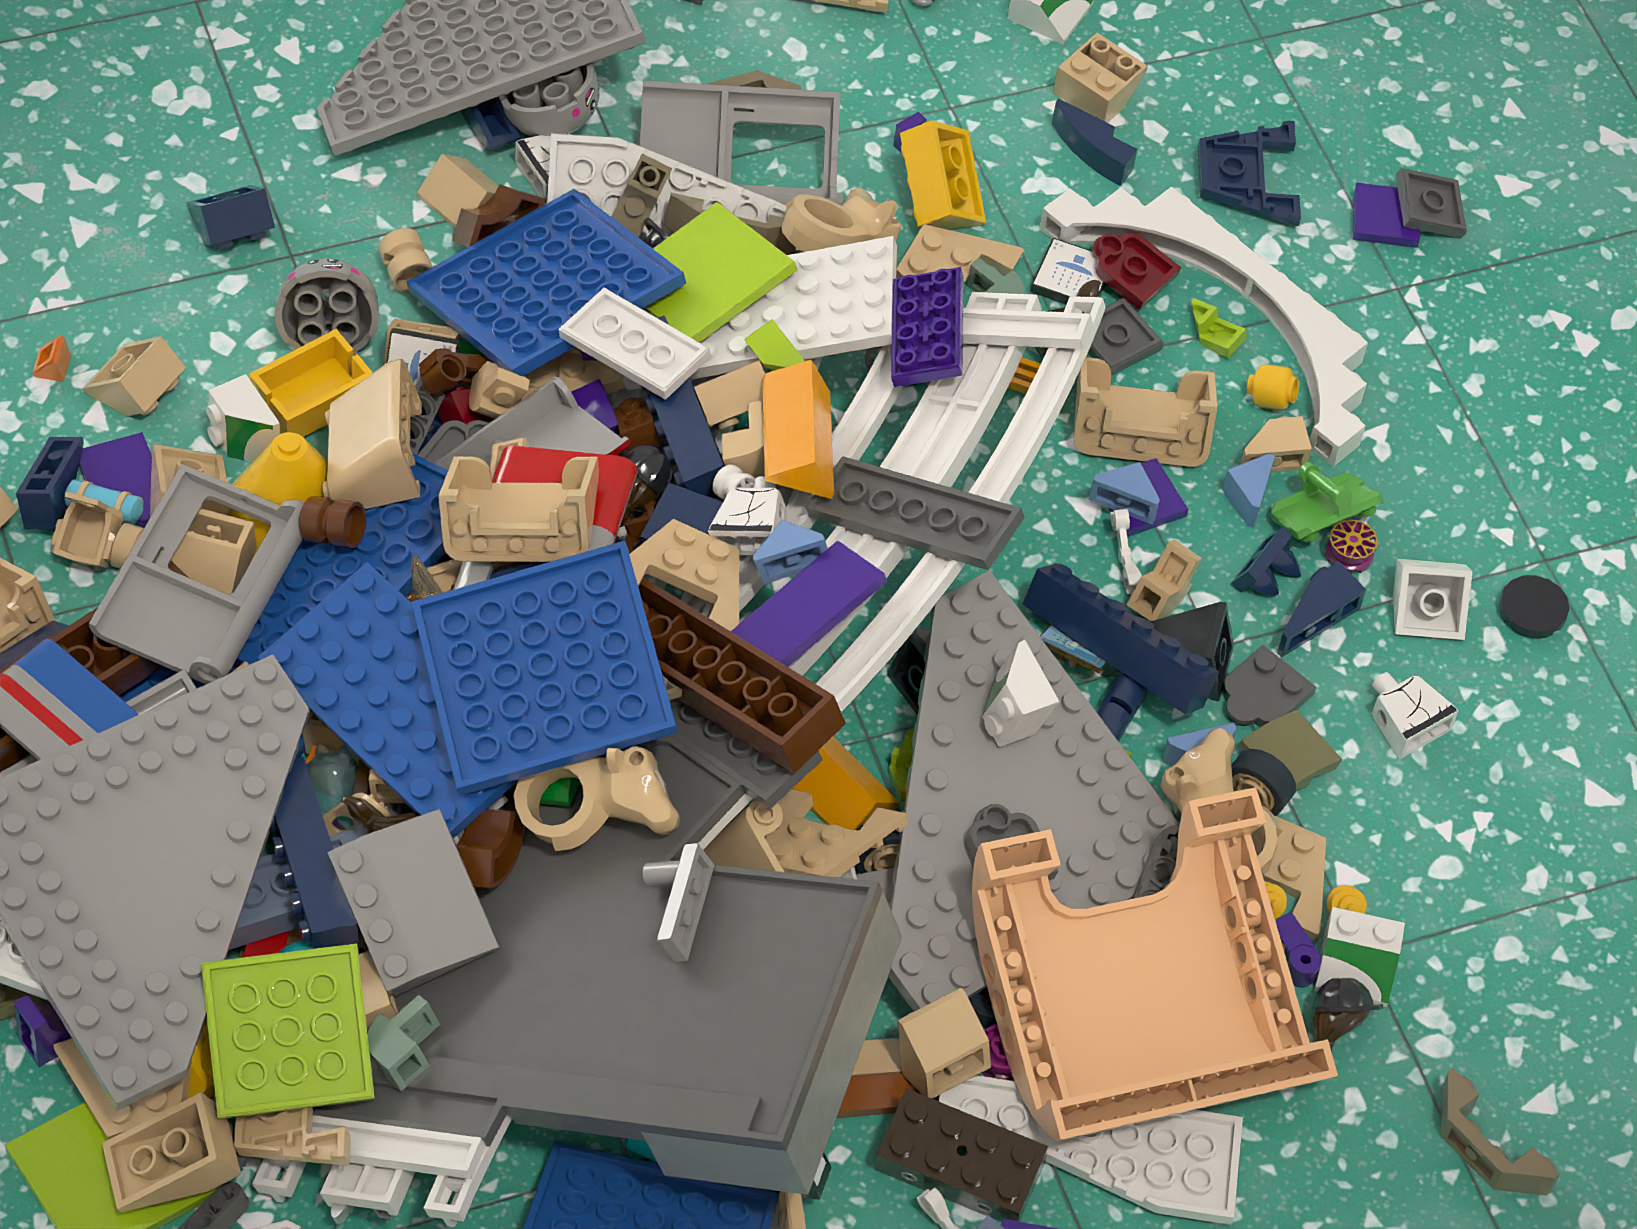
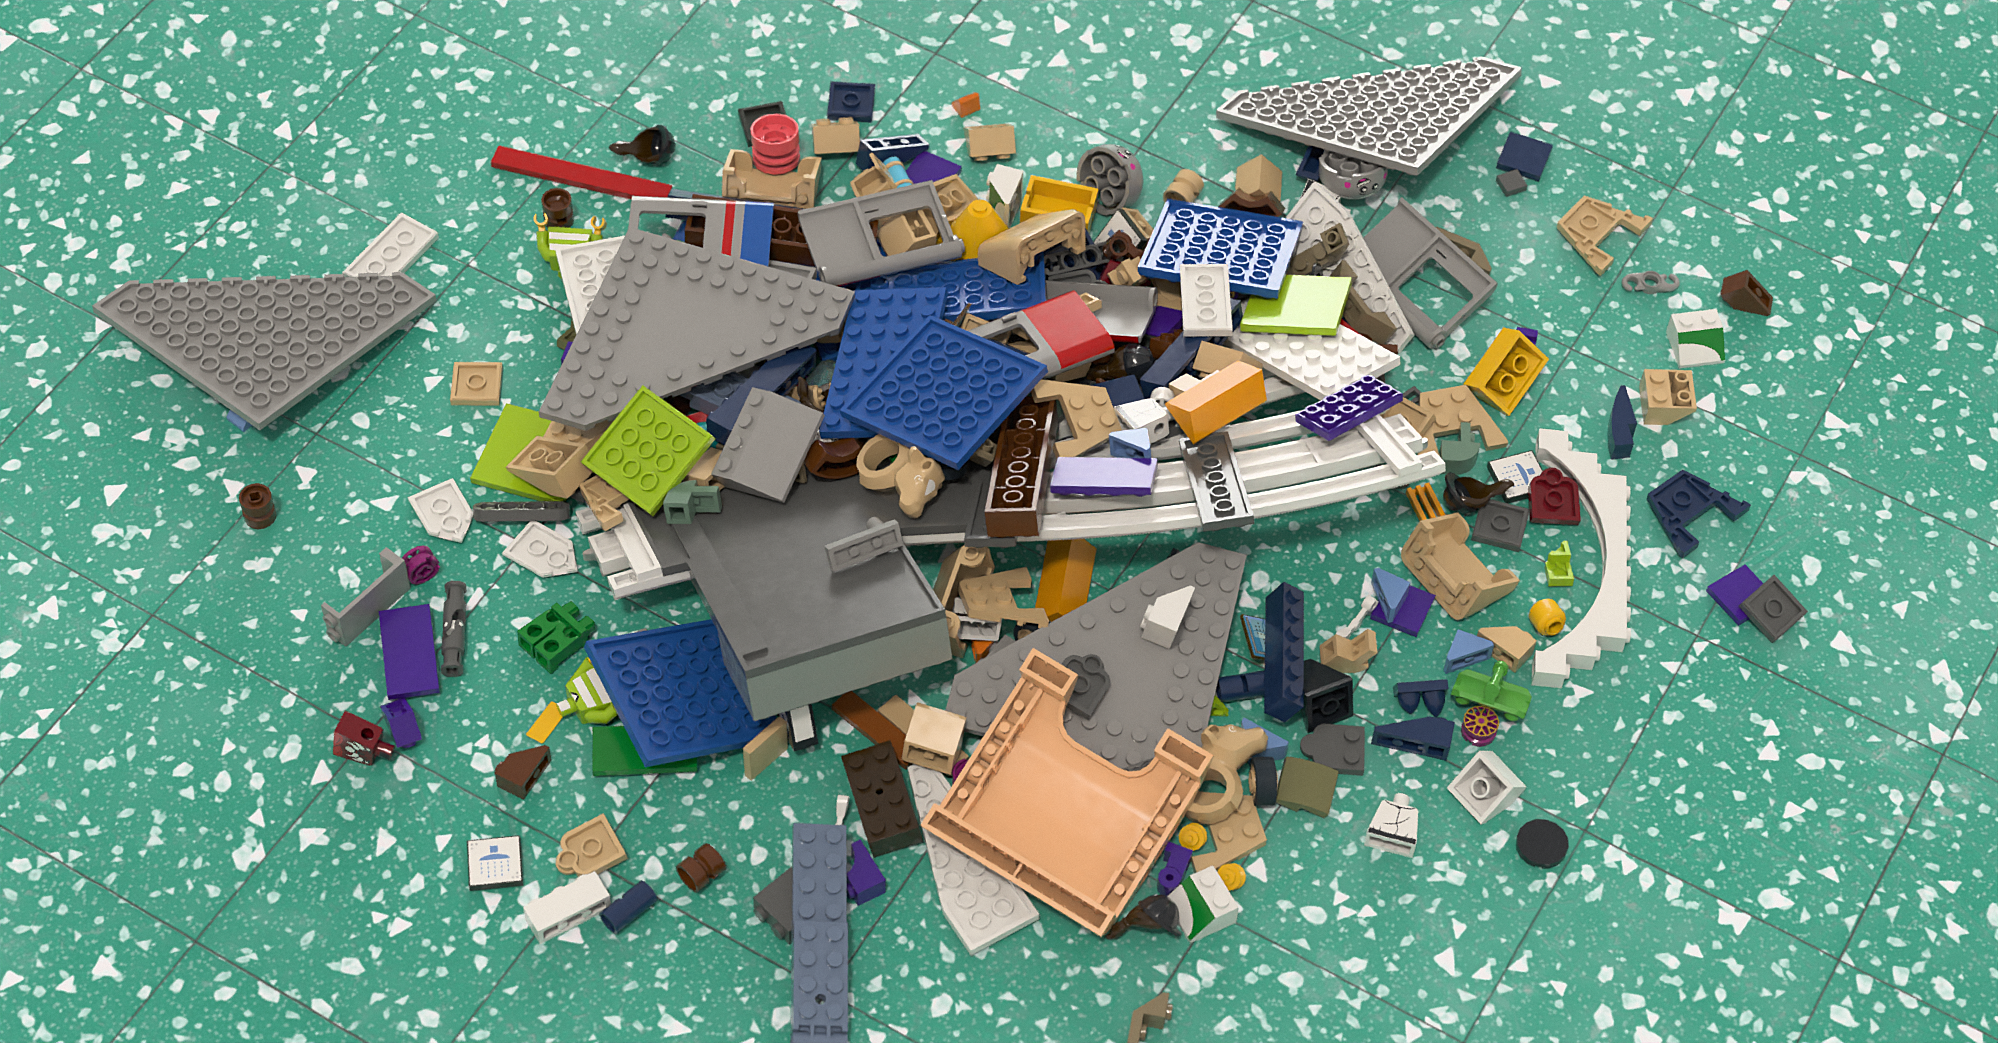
camera: 55 degrees right, 0 degrees up
(232, 216) = (1130, 105): dark blue slope -> none
(332, 521) = (963, 261): reddish brown wheel -> none
(517, 519) = (1019, 317): tan windscreen -> none
(773, 347) = (1269, 360): lime slope -> none
(821, 223) = (1426, 356): tan animal -> none

